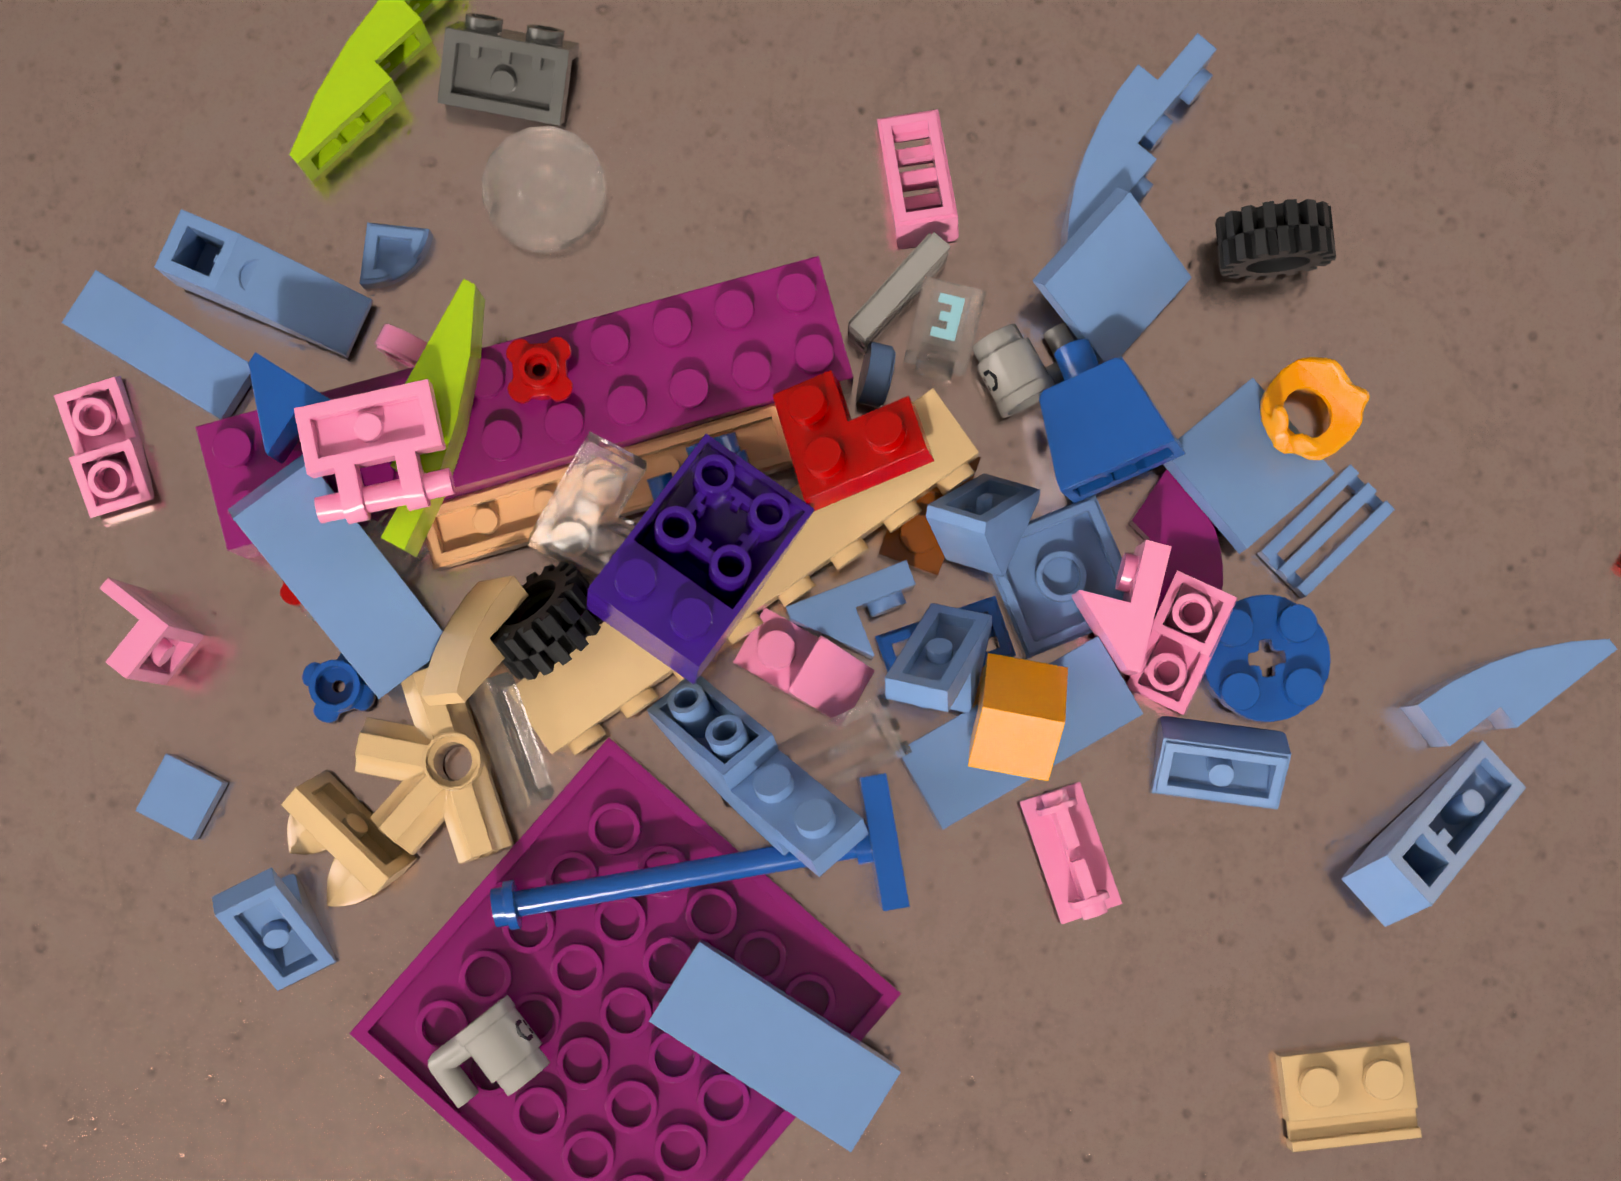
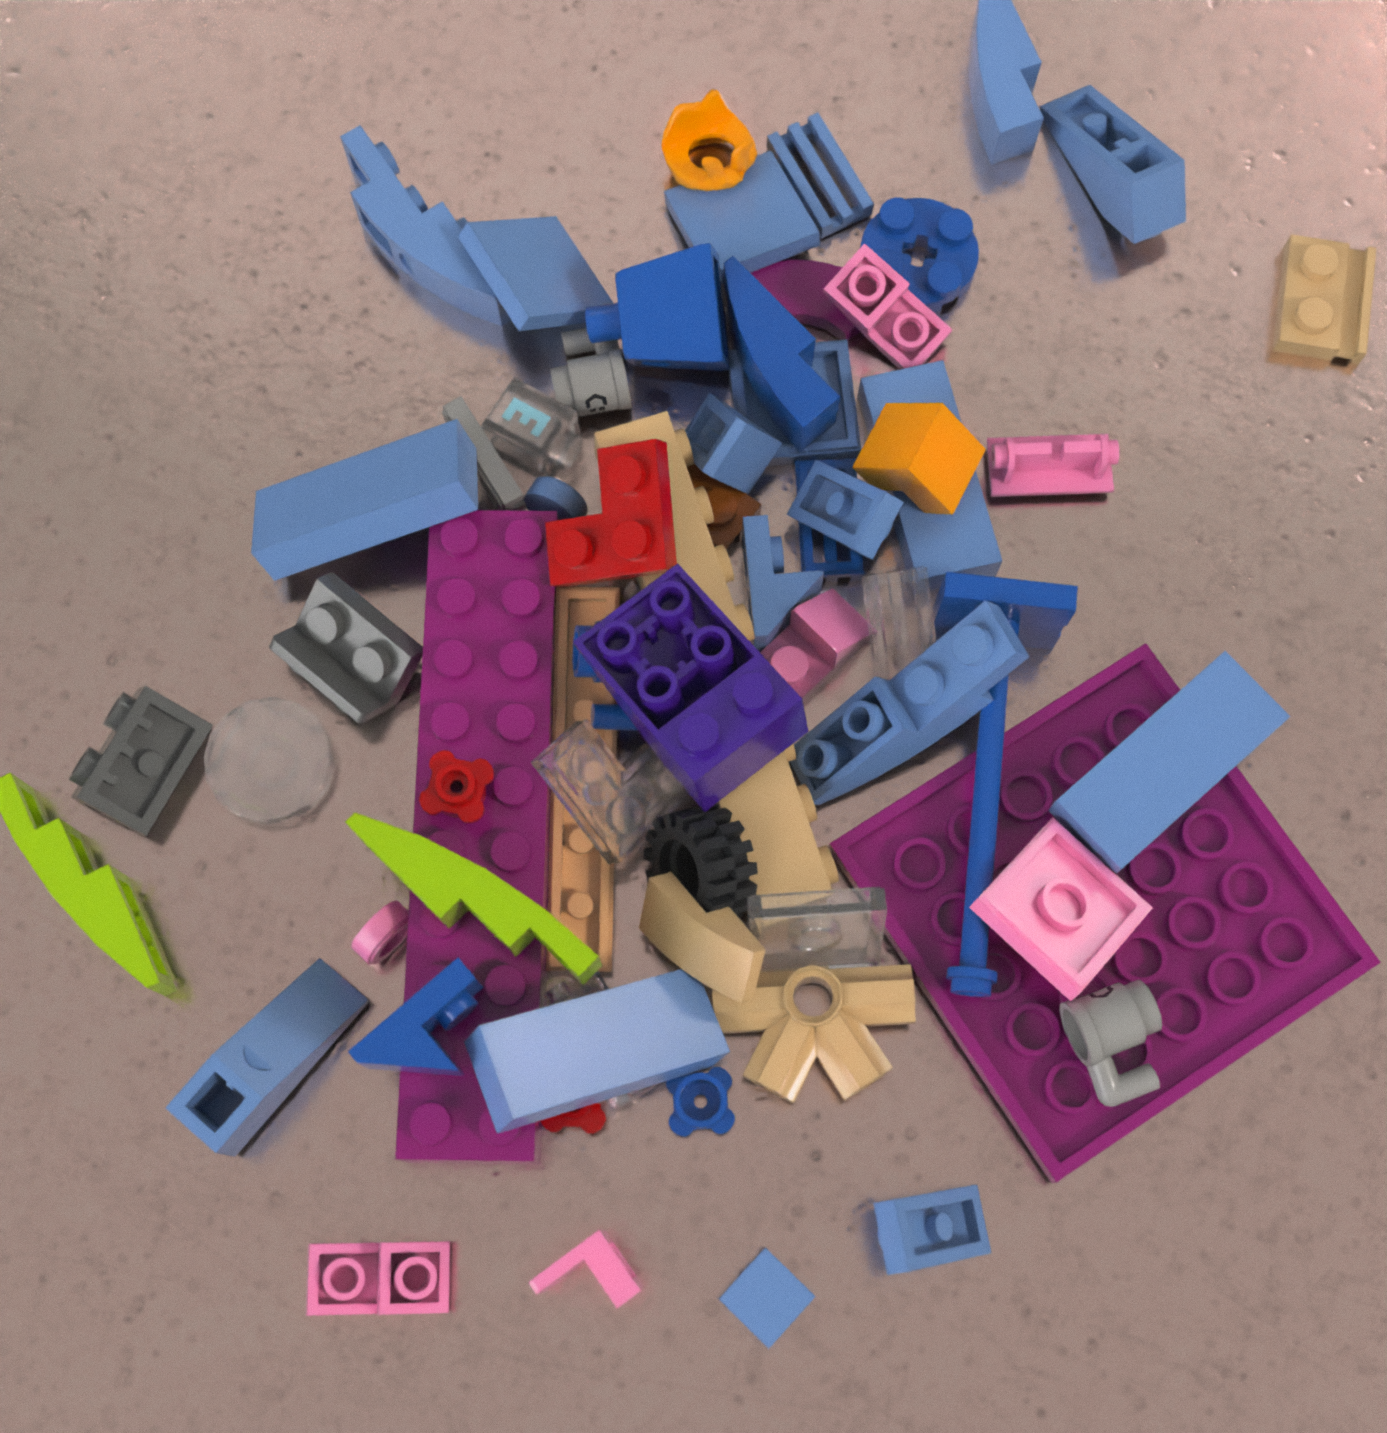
camera: 70 degrees left, 10 degrees down
(160, 345) = (291, 1191): medium blue tile -> none
(334, 820) = (877, 1118): tan tile -> none
(370, 431) = (470, 950): bright pink plate -> none
(392, 253) = (279, 927): medium blue tile -> none
(597, 973) = (1061, 909): none -> bright pink tile
(663, 224) = (349, 650): none -> dark grey bracket
(812, 191) = (365, 500): none -> medium blue piece
(925, 213) = (419, 408): bright pink slope -> none
(1089, 544) = (777, 358): none -> blue slope
(1127, 623) = (854, 341): bright pink slope -> none
(1220, 762) = (1001, 318): medium blue slope -> none
(1275, 239) = (549, 128): black tyre -> none

